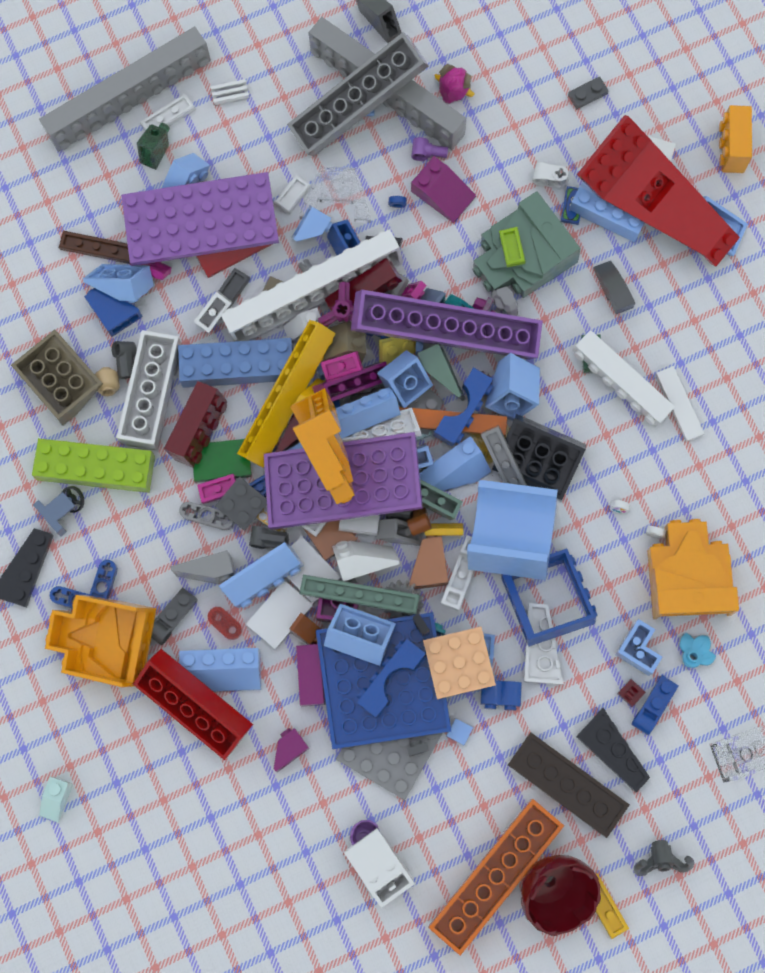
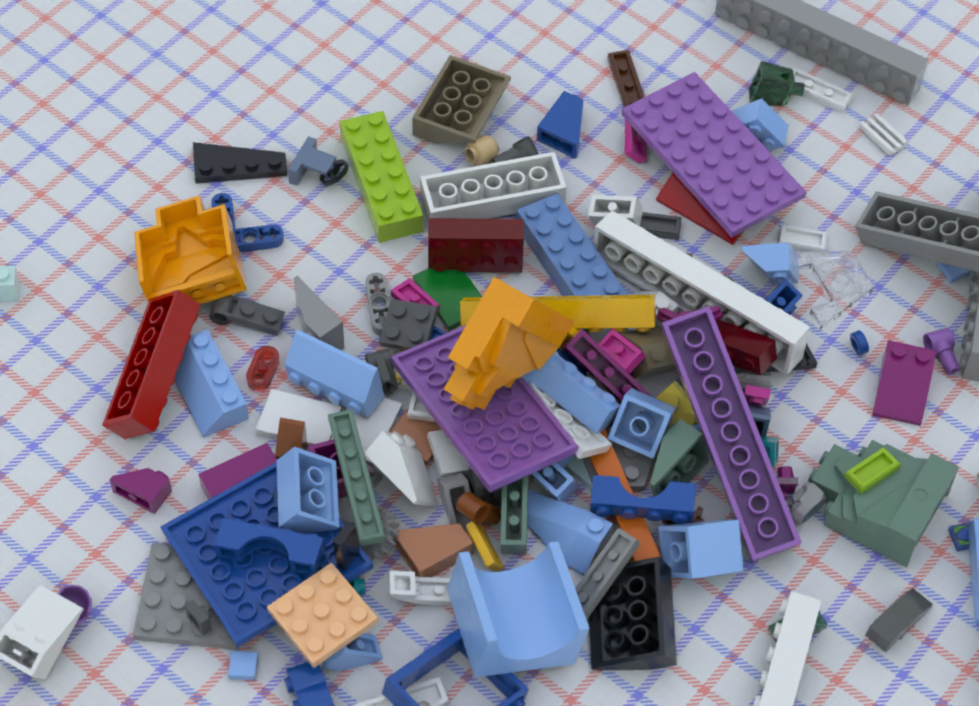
camera: 60 degrees right, 20 degrees down
(121, 281) = (600, 117): light blue slope -> none

